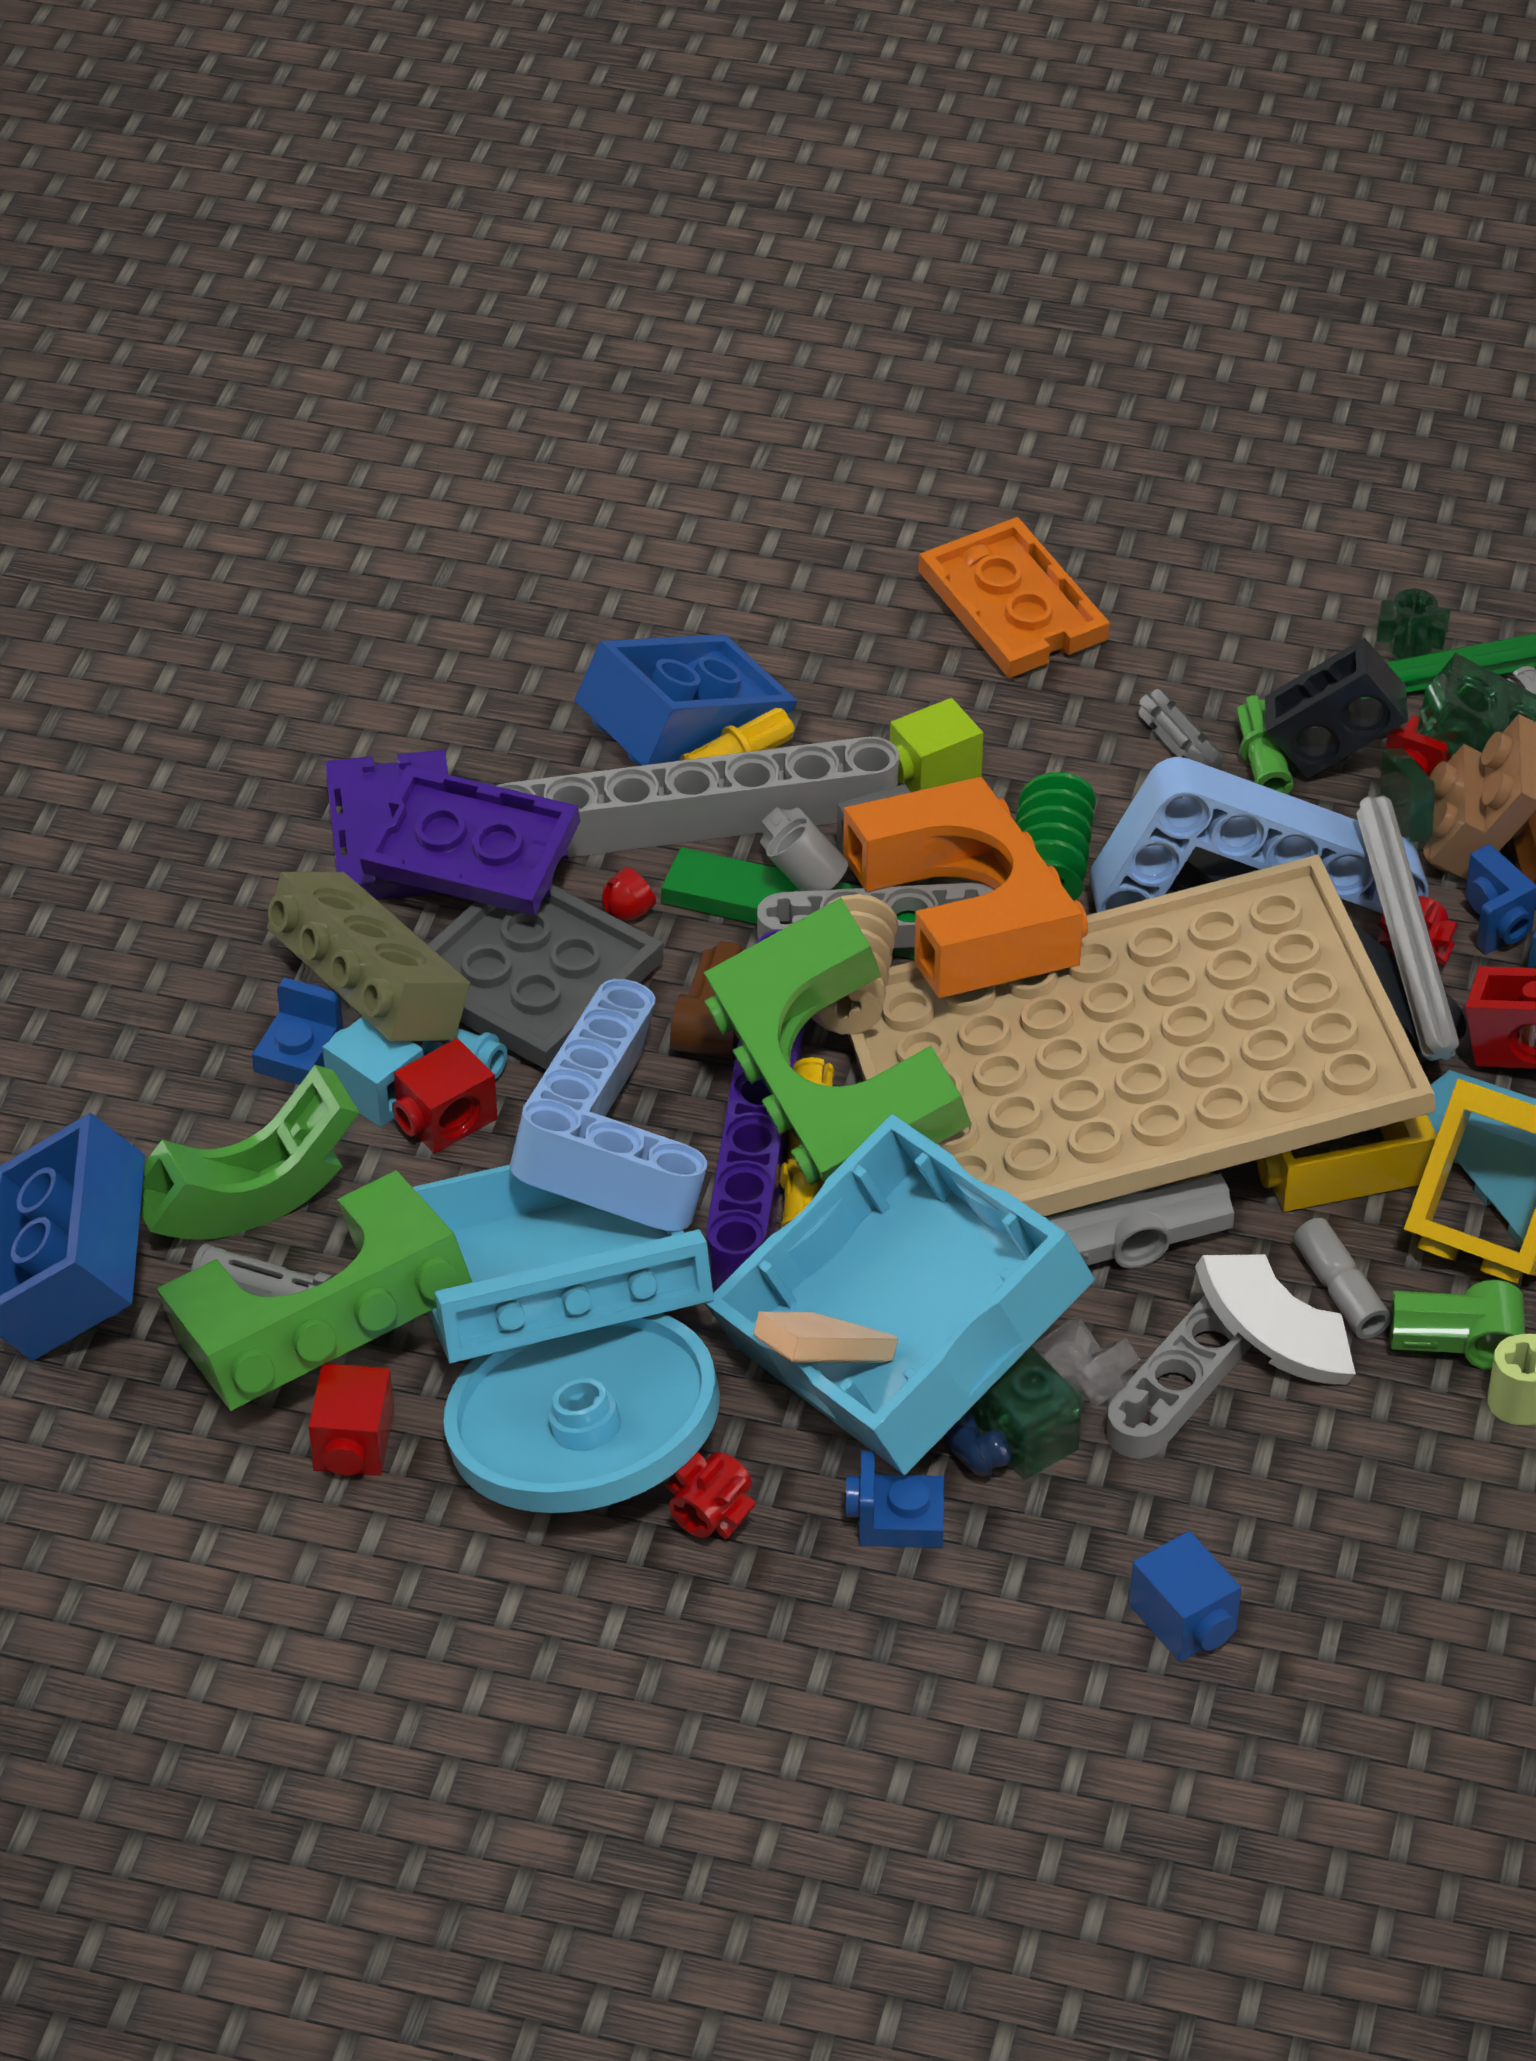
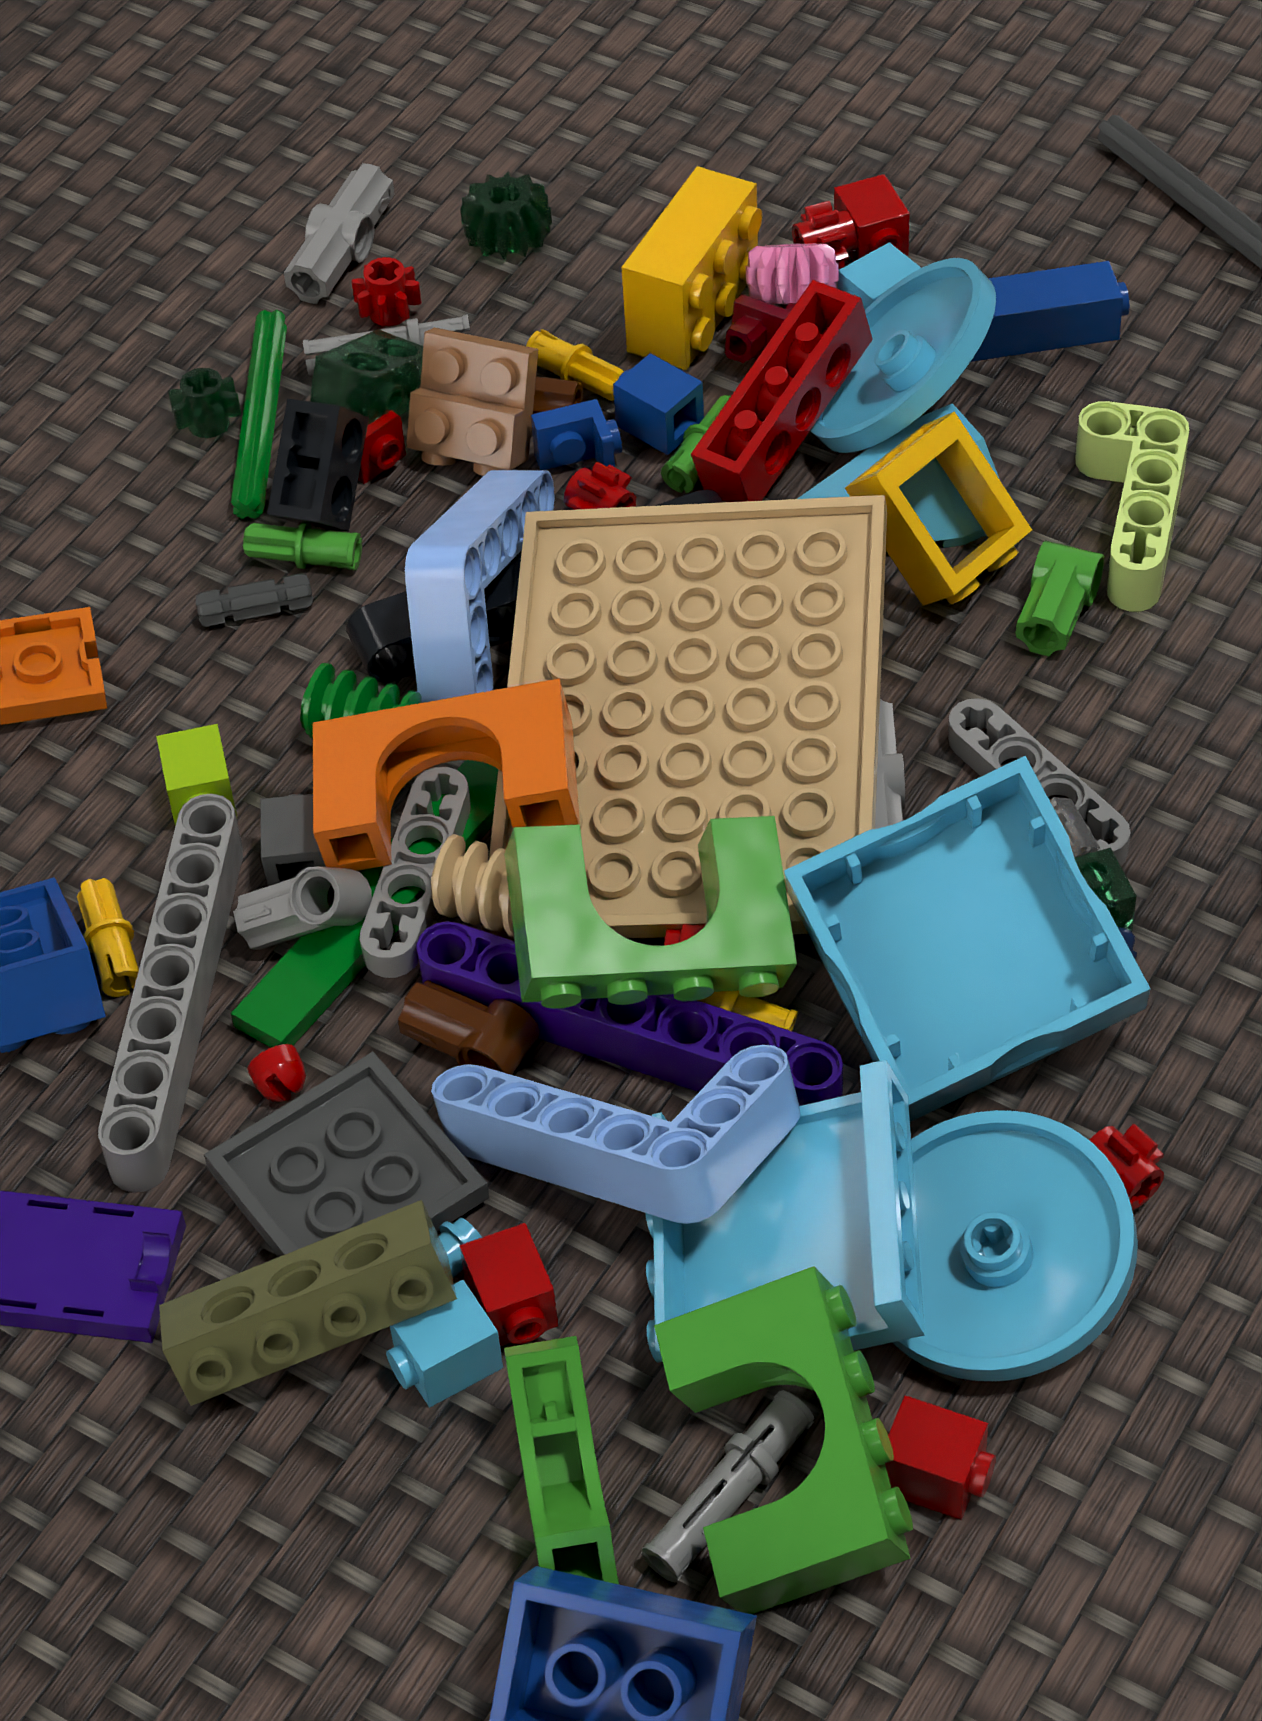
camera: 70 degrees left, 5 degrees up
(296, 1036) = (357, 1409): blue bracket -> none
(471, 840) = (179, 1175): dark purple piece -> none
(823, 1338) = (1006, 1013): light nougat tile -> none
(896, 1507) = (1154, 1039): blue bracket -> none
(1266, 1314) = (1023, 710): white tile -> none
(1345, 1283) = (983, 659): light grey piece -> none
(1407, 928) = (607, 478): light grey axle -> none
(1410, 793) = (439, 453): clear green tile -> none

